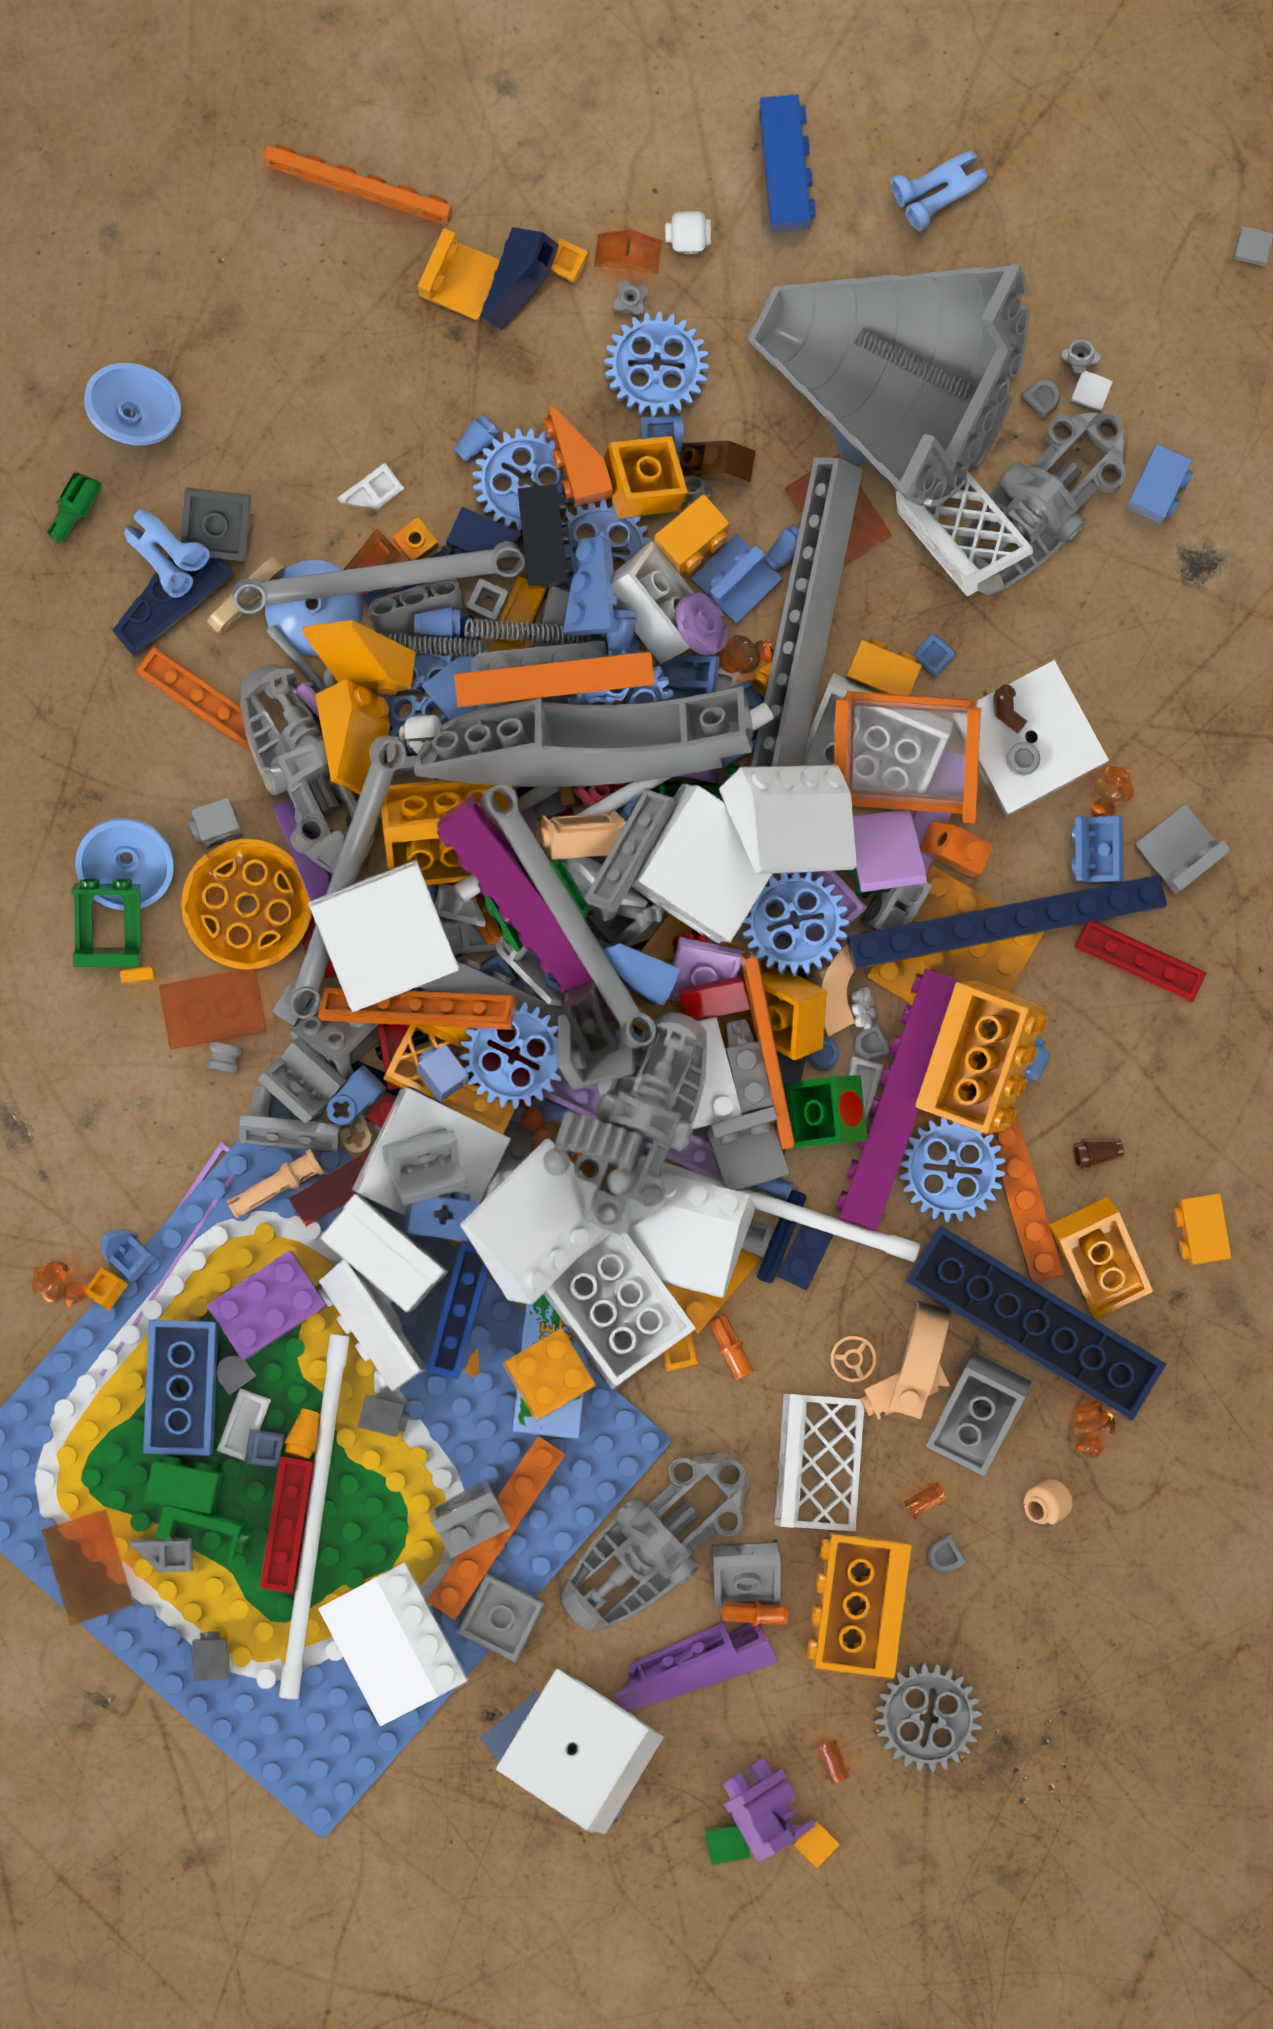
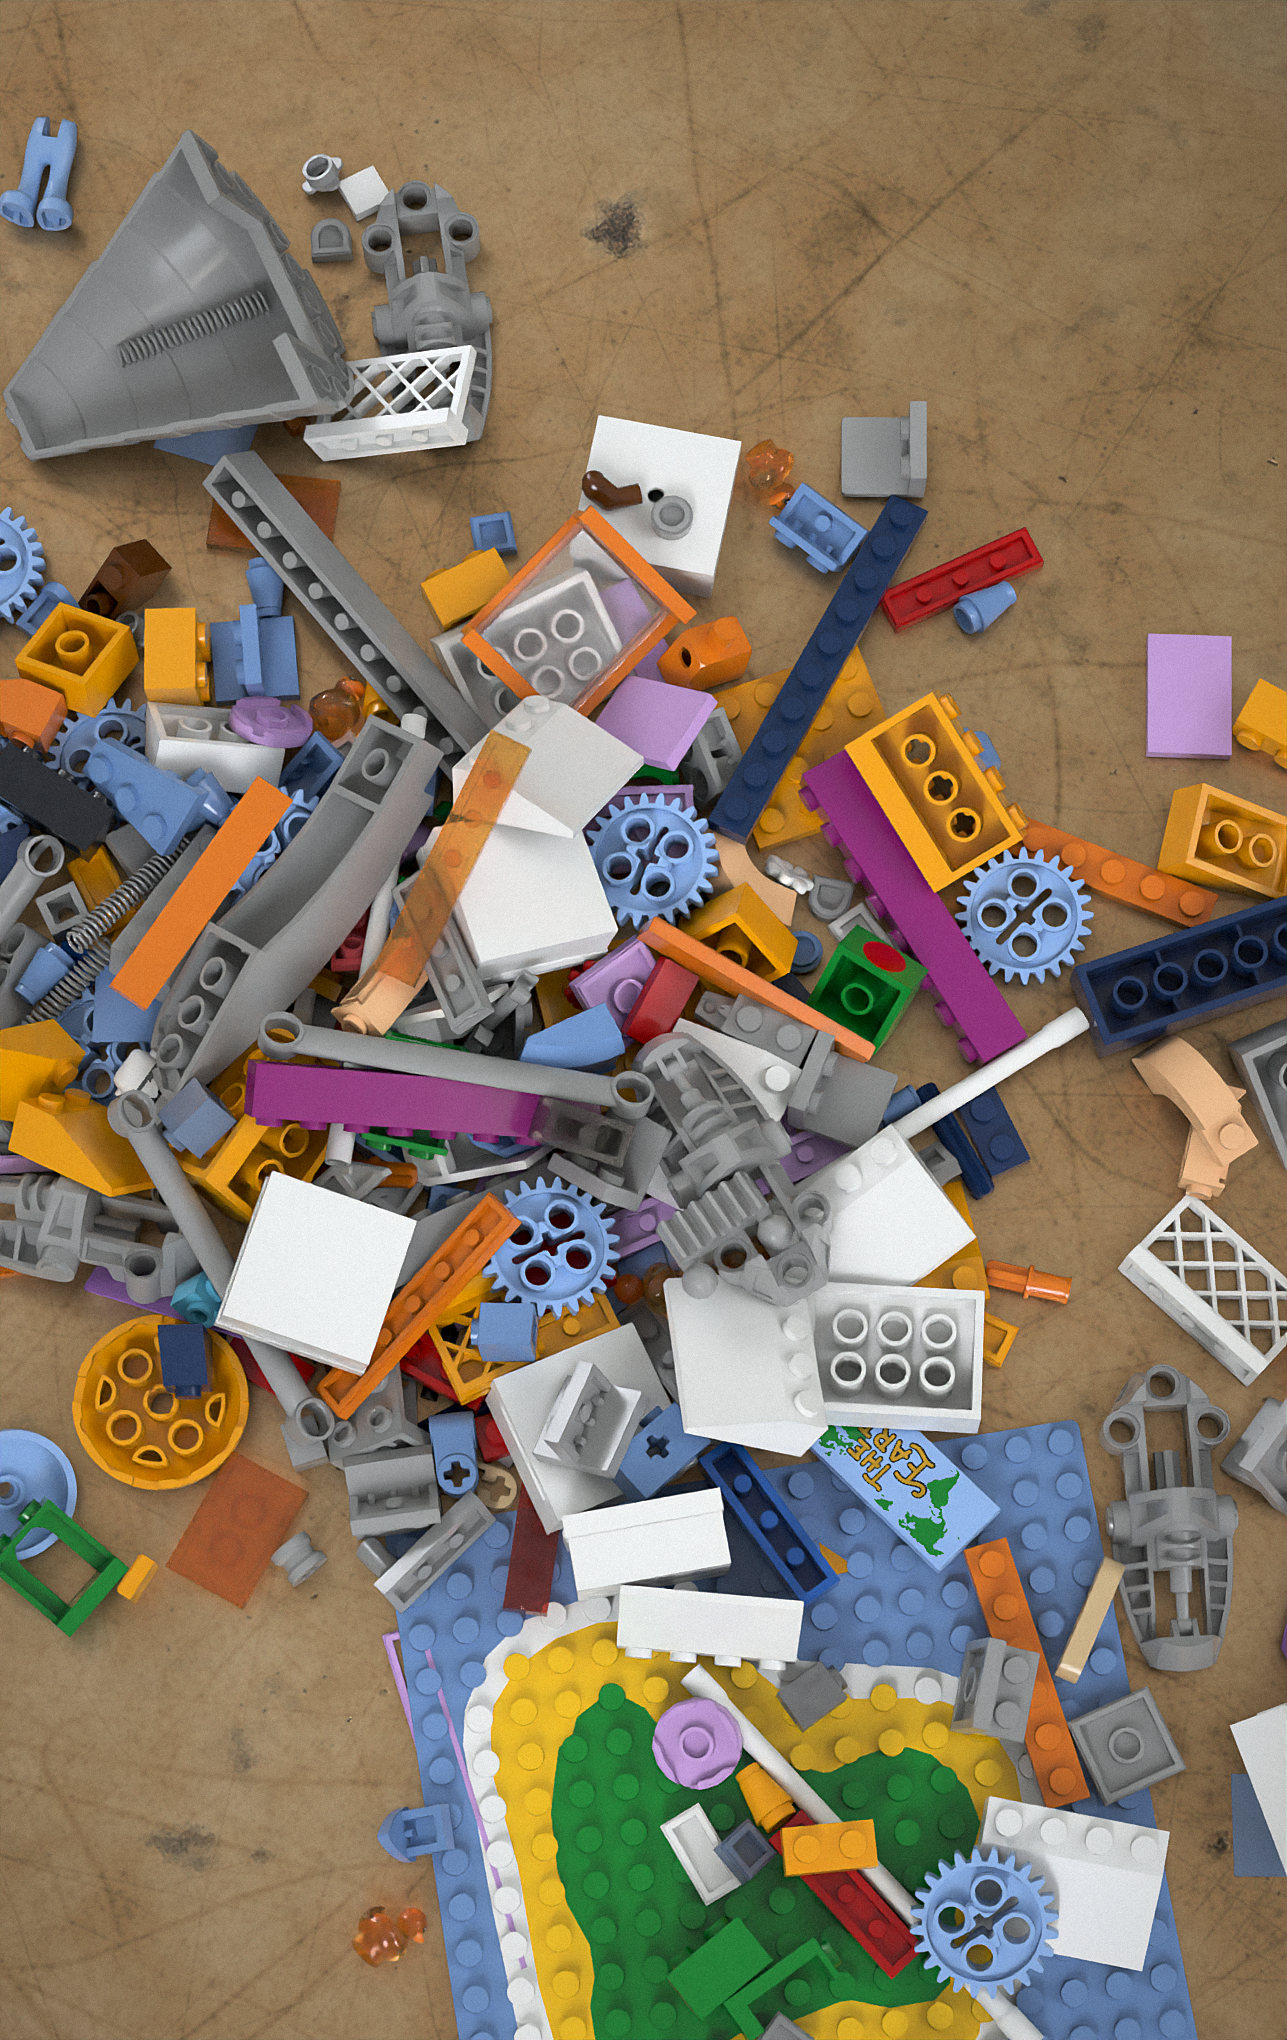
camera: 45 degrees left, 10 degrees down
(105, 1288) = (436, 1885): light orange tile -> none
(175, 1420) = (576, 1853): medium blue brick -> none
(215, 823) = (50, 1364): light grey brick -> none
(234, 1373) = (639, 1819): light grey tile -> none
(267, 1305) = (596, 1722): medium lavender brick -> none
(277, 902) = (186, 1360): none -> dark blue slope
(287, 1177) = (479, 1590): light nougat pin -> none
(300, 1494) = (828, 1848): none -> light orange brick
(303, 1372) = (697, 1743): none -> lavender tile
(316, 878) = (197, 1300): none -> medium azure plate
(337, 1586) = (1011, 1954): none -> light blue gear
(415, 792) = (195, 1119): none -> sand blue brick
(548, 1374) = (911, 1482): light orange brick -> none
(556, 1540) = (1089, 1620): none -> tan beam
(685, 814) = (453, 858): none -> clear orange tile
(844, 1357) = (1135, 1159): light nougat piece -> none
(1097, 1152) = (1119, 769): reddish brown cone -> none
(1131, 988) = (983, 607): none -> medium blue cone
(1159, 484) = (509, 199): medium blue brick -> none
(1178, 1157) = (1189, 696): none -> lavender tile

